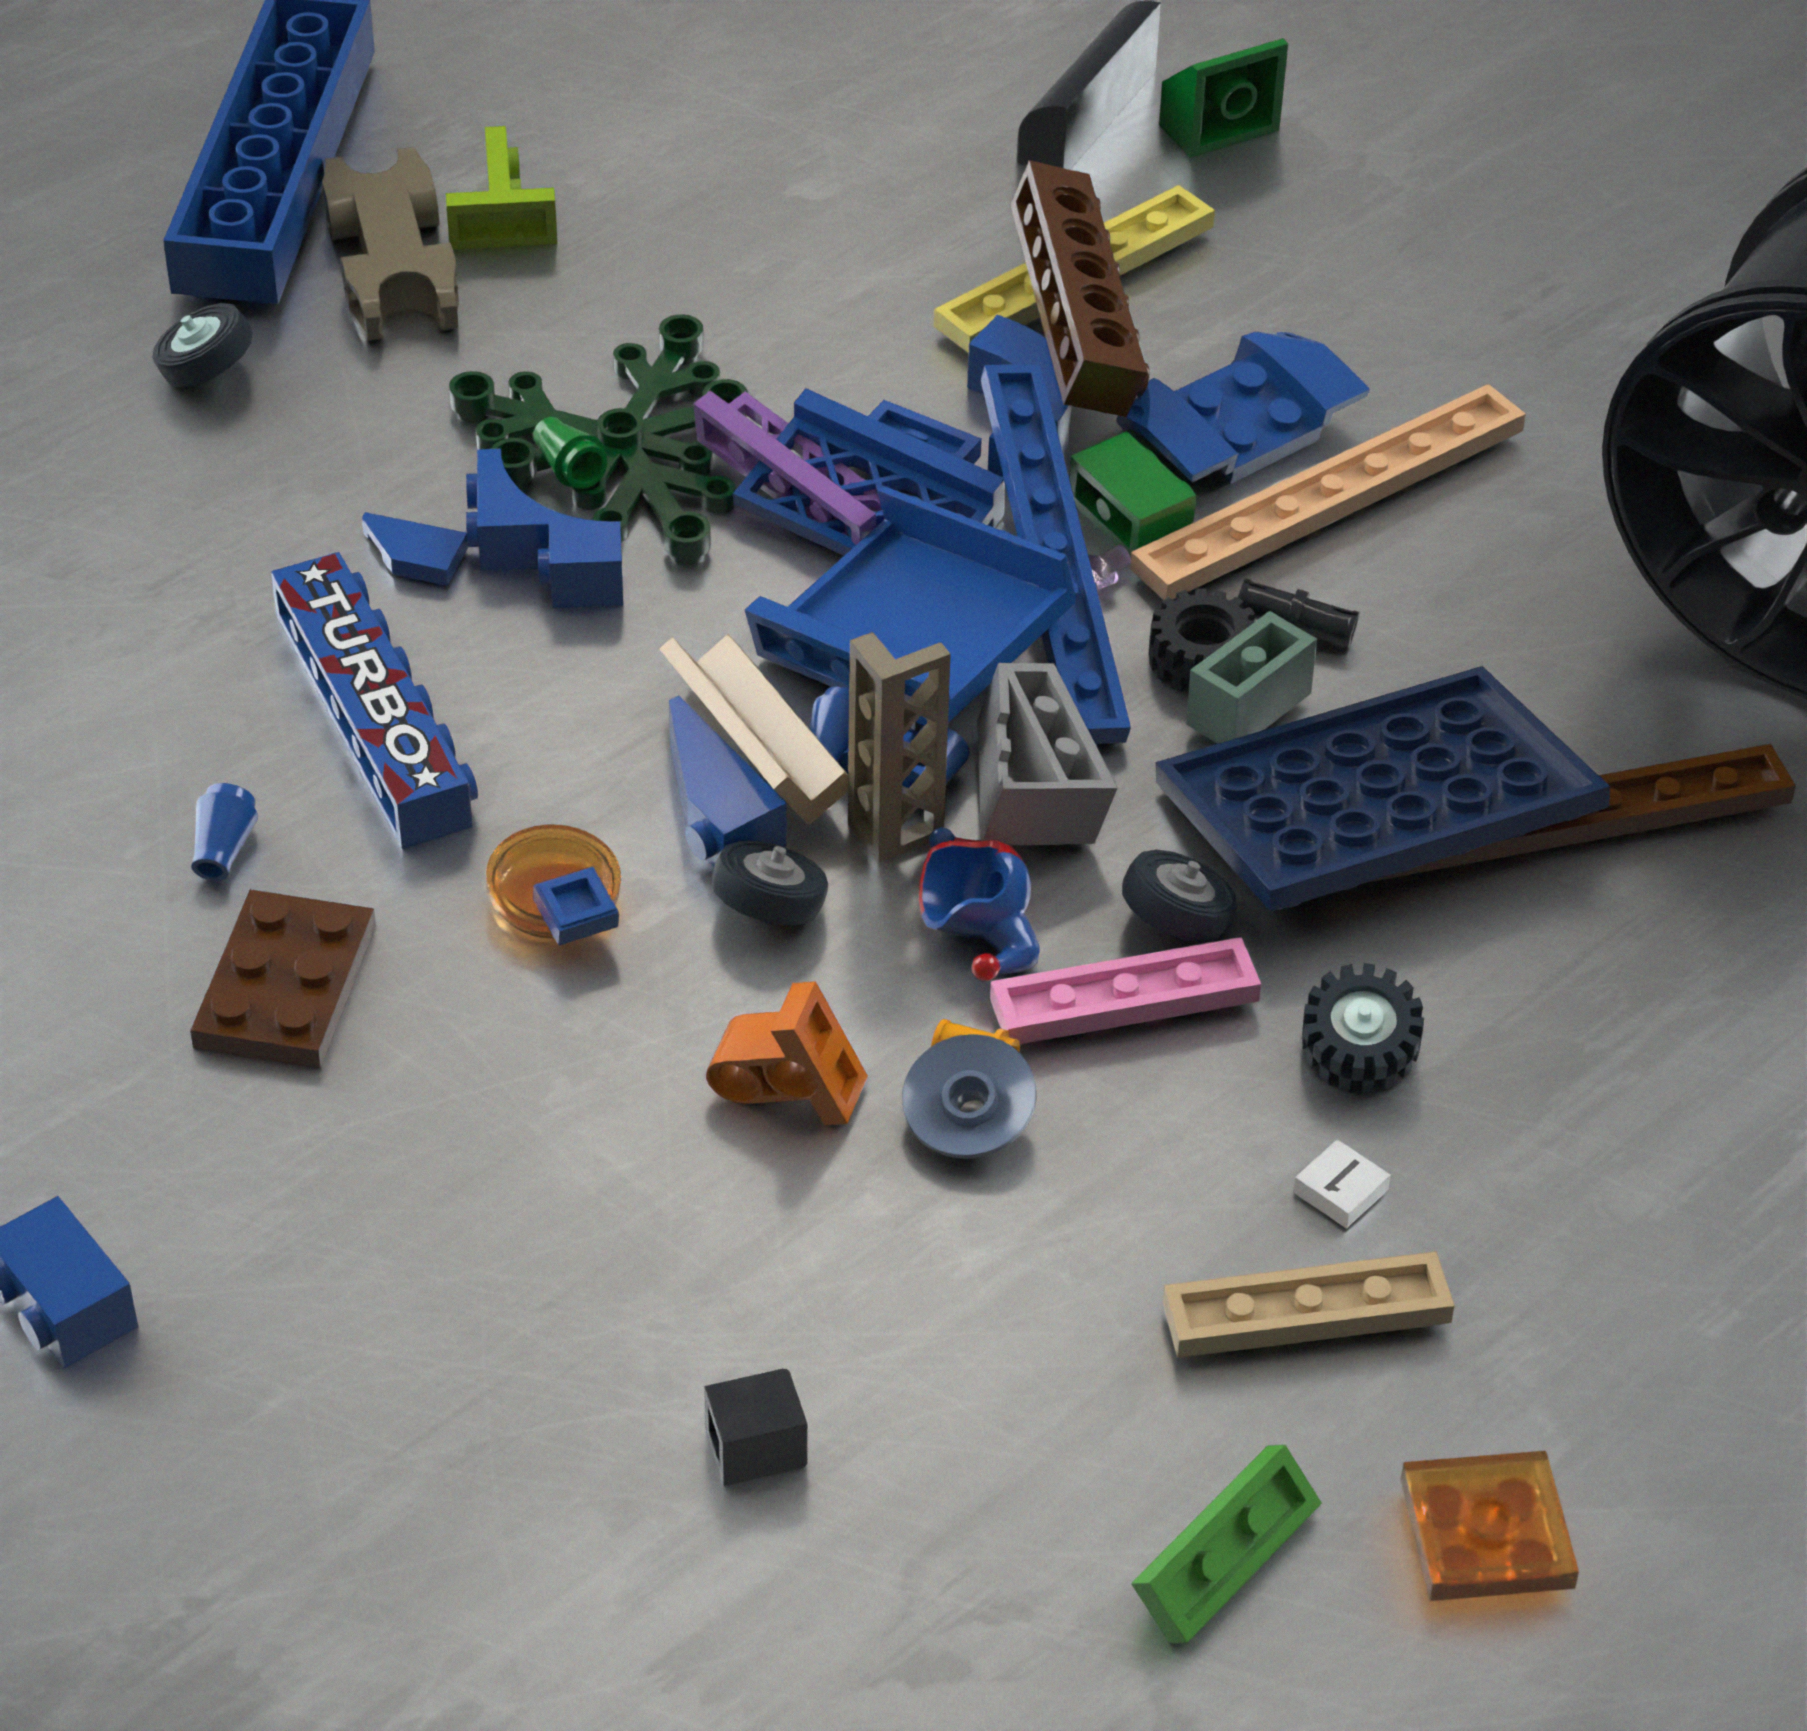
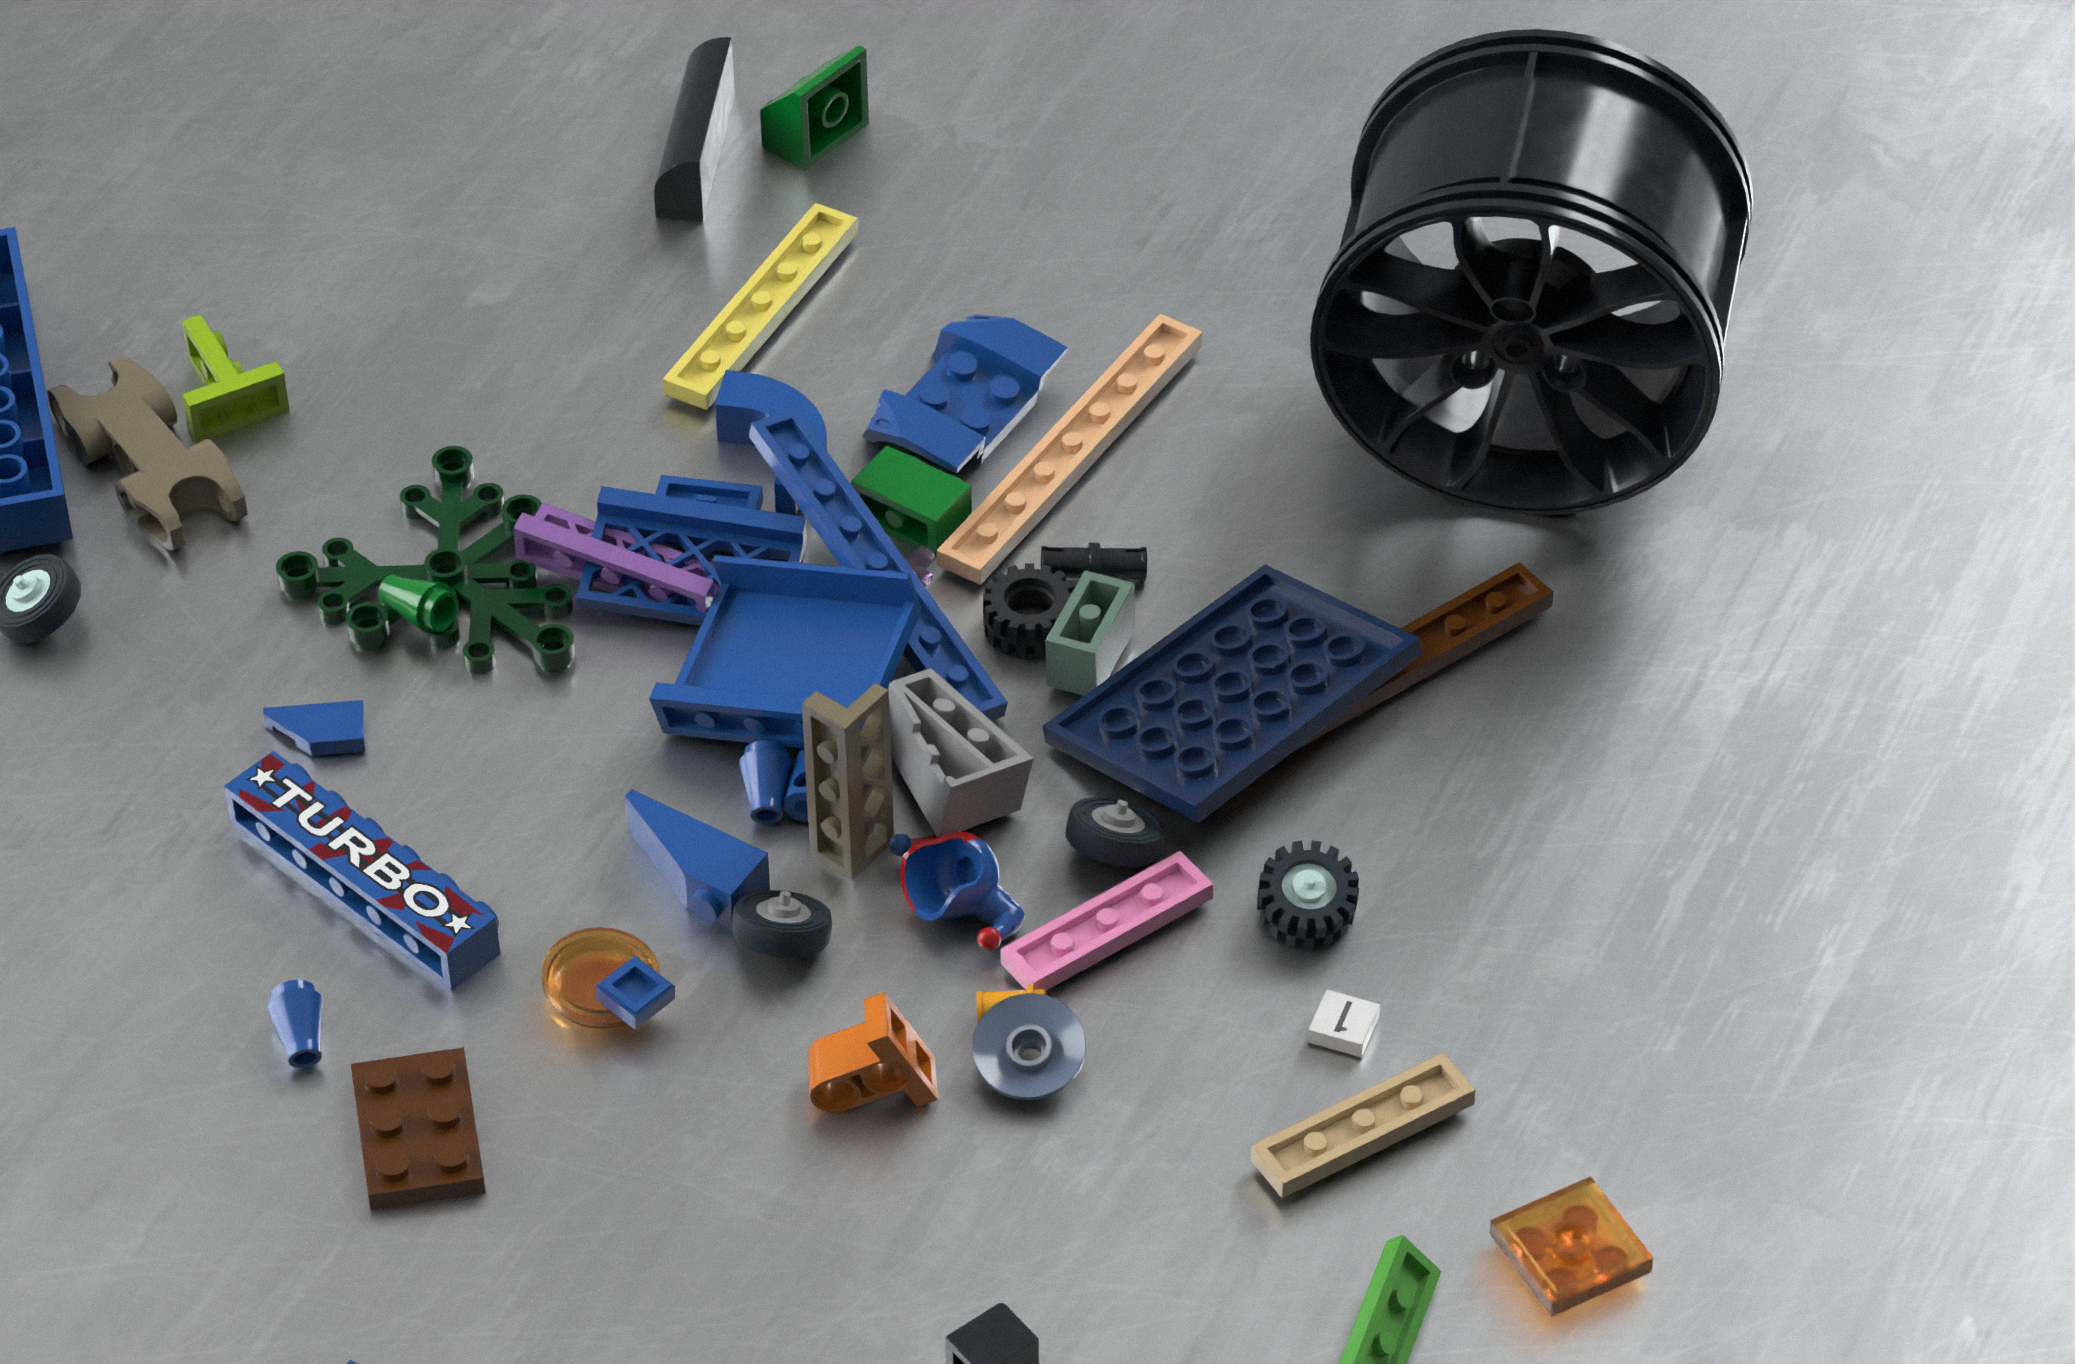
camera: 20 degrees left, 0 degrees up
(517, 533) = (471, 694): blue arch -> none
(763, 726) = (708, 792): tan fence -> none
(1078, 290) = (787, 327): reddish brown brick -> none

